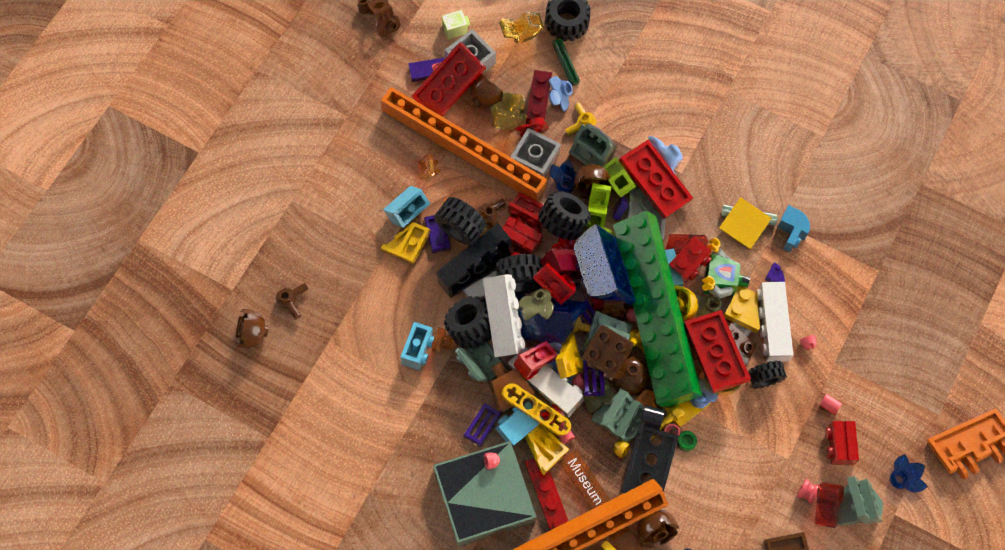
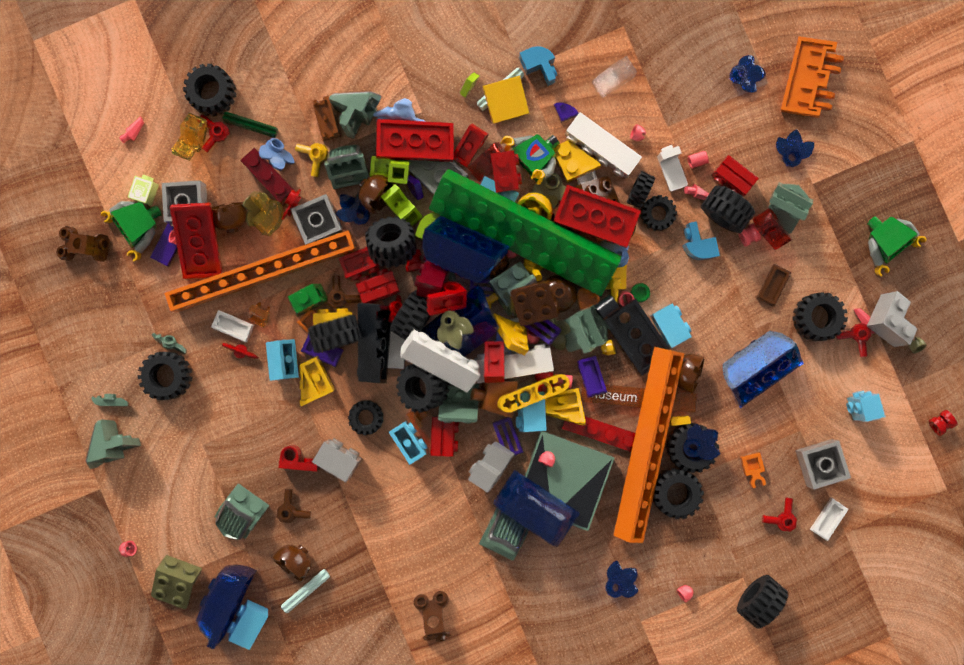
camera: 45 degrees left, 20 degrees up
(164, 254) = (175, 581): none -> olive bracket
(171, 202) = (131, 551): none -> coral hinge
(171, 332) = (248, 624): none -> medium azure brick
(176, 301) = (223, 602): none -> clear blue windscreen
(231, 359) = (305, 591): none -> light aqua axle
(240, 130) = (107, 444): none -> sand green piece
(258, 263) = (239, 513): none -> sand green piece
(274, 483) = (433, 608): none -> reddish brown piece
(276, 110) = (109, 400): none -> sand green piece
(326, 120) = (150, 370): none -> black tyre
(334, 275) = (297, 463): none -> red plate
(354, 121) = (169, 342): none -> sand green piece
(361, 301) = (337, 459): none -> light grey brick
(388, 174) = (240, 351): none -> red piece
(403, 156) = (232, 326): none -> white tile
(403, 480) = (504, 535): none -> sand green piece
(415, 312) = (354, 417): none -> black tyre
(424, 36) = (134, 223): none -> green torso
(443, 371) = (443, 438): none -> red brick
(444, 483) = (535, 508): none -> clear blue windscreen
(447, 425) = (489, 470): none -> light grey brick
(469, 190) = (307, 299): none -> green torso
(541, 44) = (218, 132): none -> red piece
(586, 452) = (591, 376): none -> dark purple tile
(617, 110) = (326, 119): none -> dark orange hinge
(641, 121) = (355, 109): none -> sand green piece
(681, 484) = (671, 325): none -> medium azure brick
(689, 221) = (470, 144): none -> red plate
(732, 190) = (469, 84): none -> lime tile
(753, 413) = (647, 213): none -> black tyre
(761, 458) = (698, 248): none -> dark azure brick
(805, 425) = (696, 192): none -> coral bar
(806, 387) = (672, 168): none -> white bracket
(812, 452) = (728, 209): none -> black tyre
(835, 290) = (615, 76): none -> clear slope
(932, 393) = (749, 73): none -> clear blue plate

